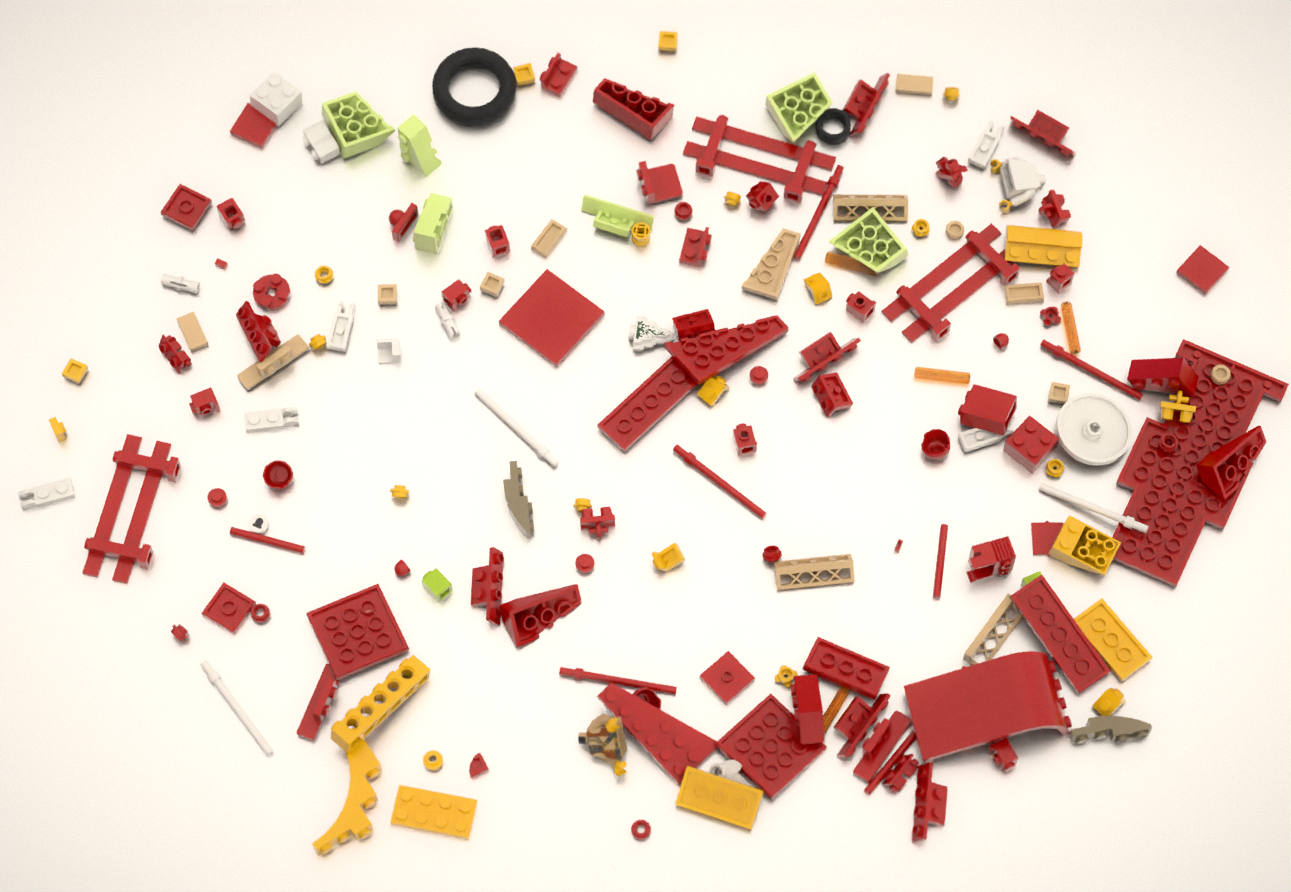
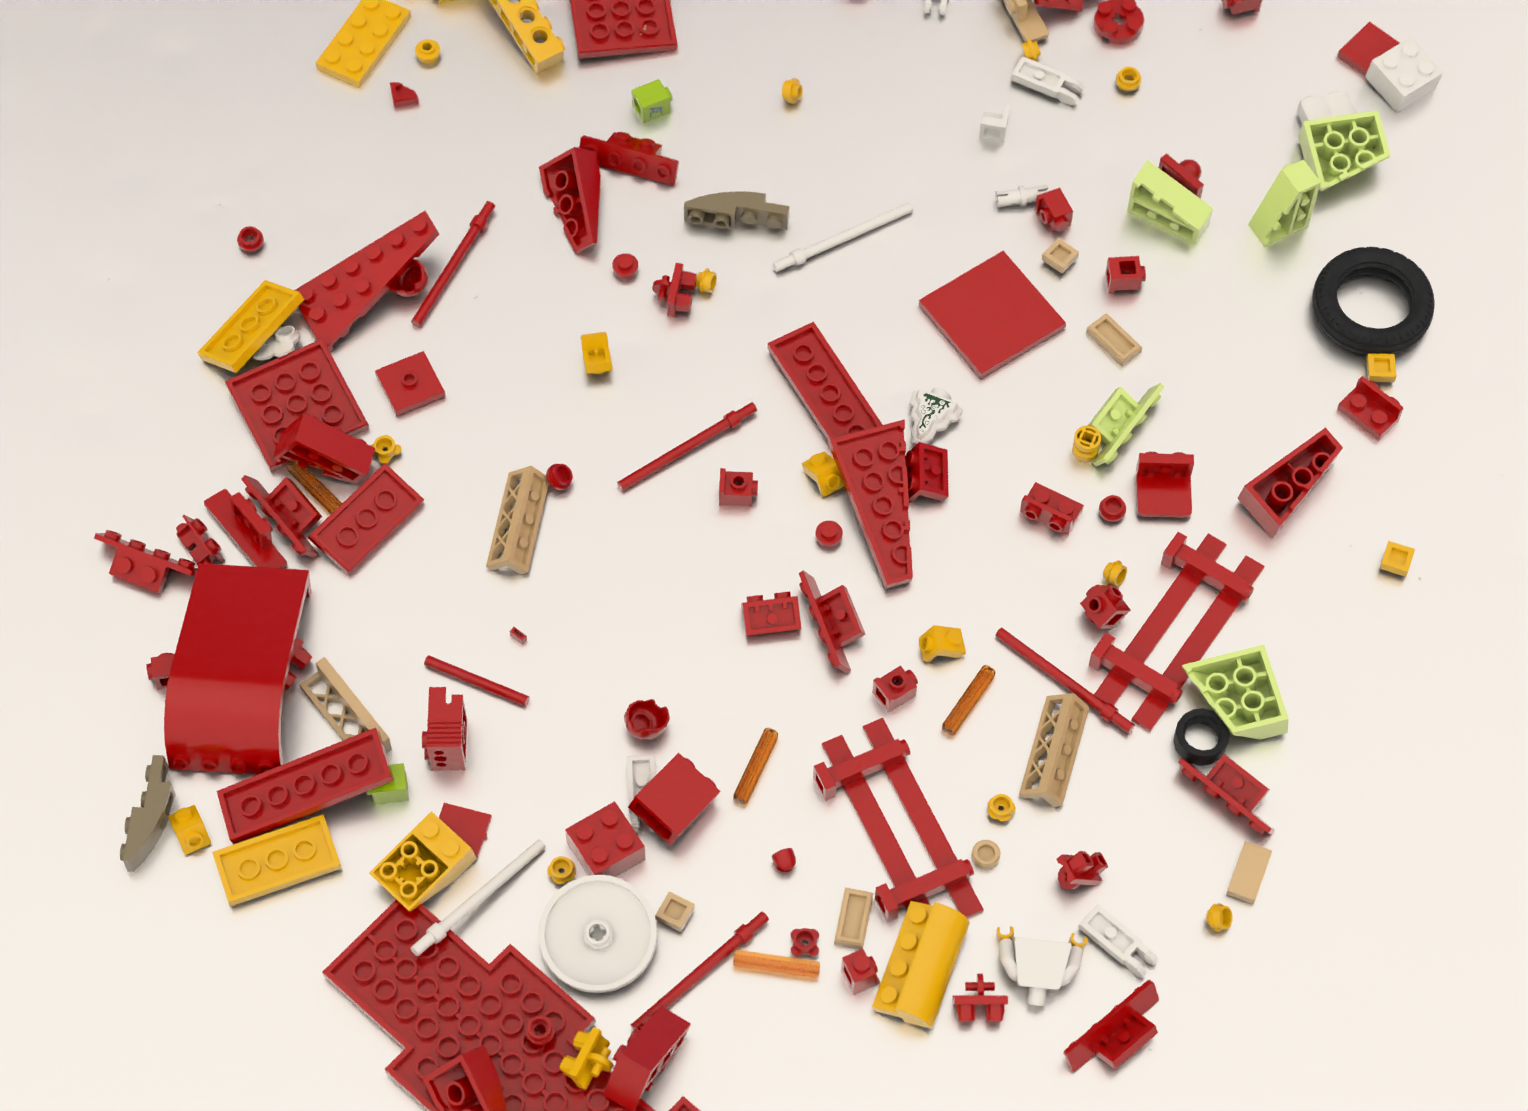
camera: 105 degrees right, 5 degrees down
(387, 294) = (1078, 138): tan plate -> none
(401, 568) = (688, 73): hinge -> none
(606, 741) = (370, 222): torso -> none
(773, 266) = (984, 591): tan wing -> none
(871, 242) = (988, 727): yellowish green wedge -> none
(890, 763) = (214, 531): red bar -> none

